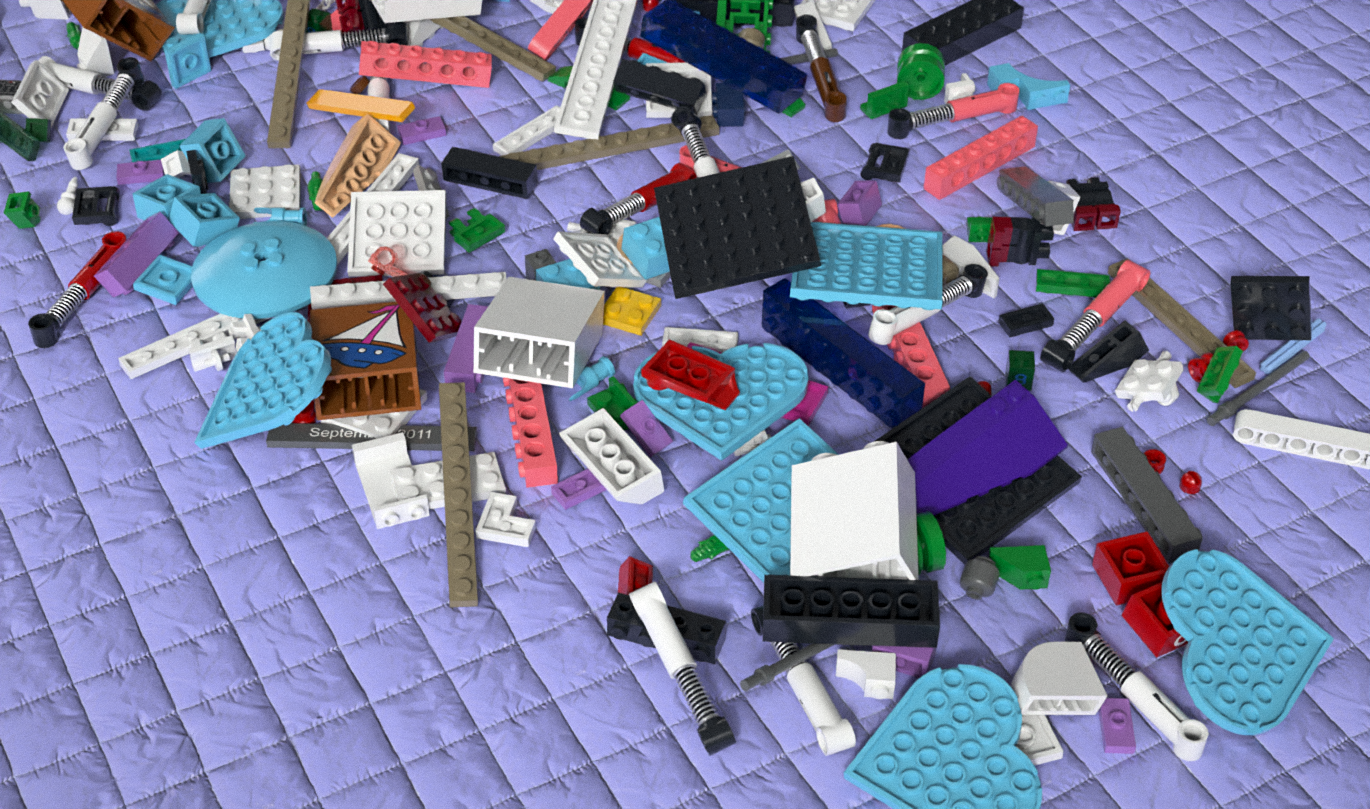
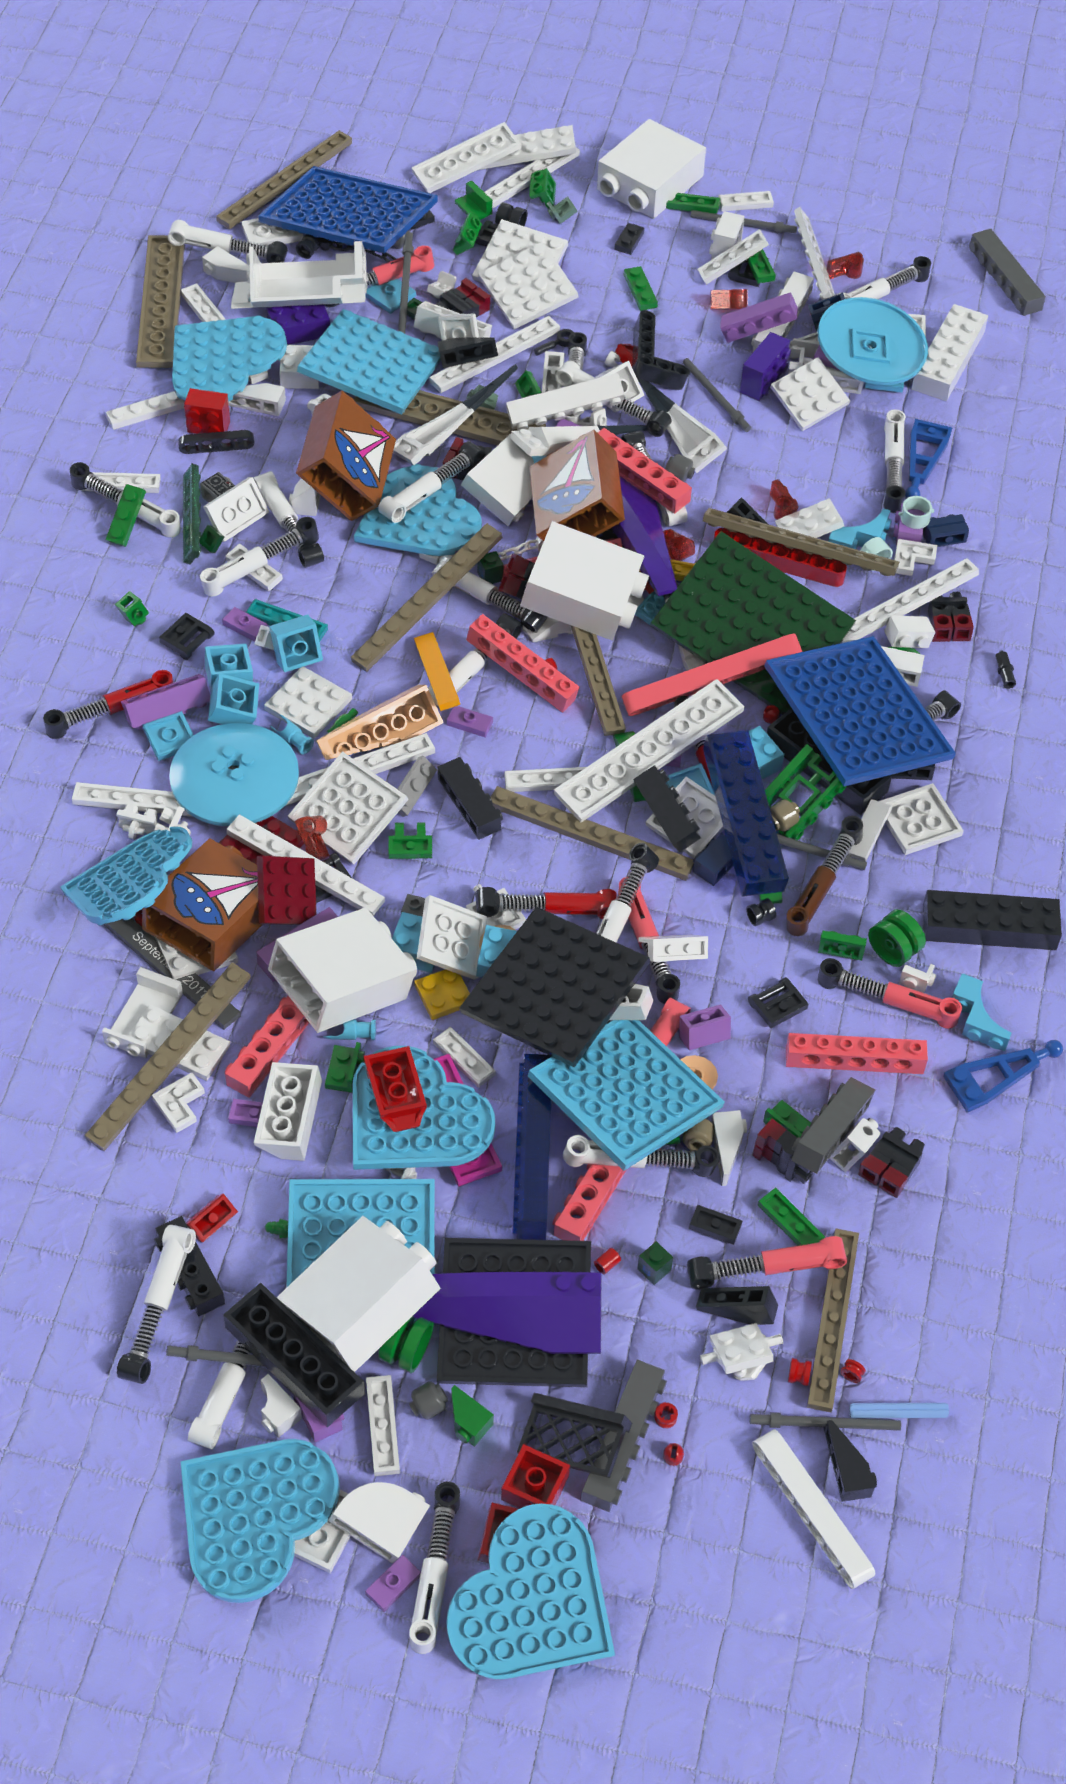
camera: 40 degrees right, 10 degrees up
(66, 203) = (169, 619): white bar -> none
(187, 60) = (362, 543): medium azure plate -> none
(197, 171) = (264, 661): black plate -> none
(359, 85) = (464, 647): reddish brown tile -> none
(646, 428) = (340, 1102): medium lavender plate -> none
(802, 116) = (763, 911): none -> black wheel
(977, 628) = (382, 1425): none -> white plate
(1075, 135) = (969, 1091): none -> blue plate
(1111, 493) = (585, 1416): none -> black fence
(1219, 372) = (793, 1387): green bracket -> none
(1272, 307) = (891, 1367): black plate -> none
(1308, 398) = (850, 1467): none -> black slope

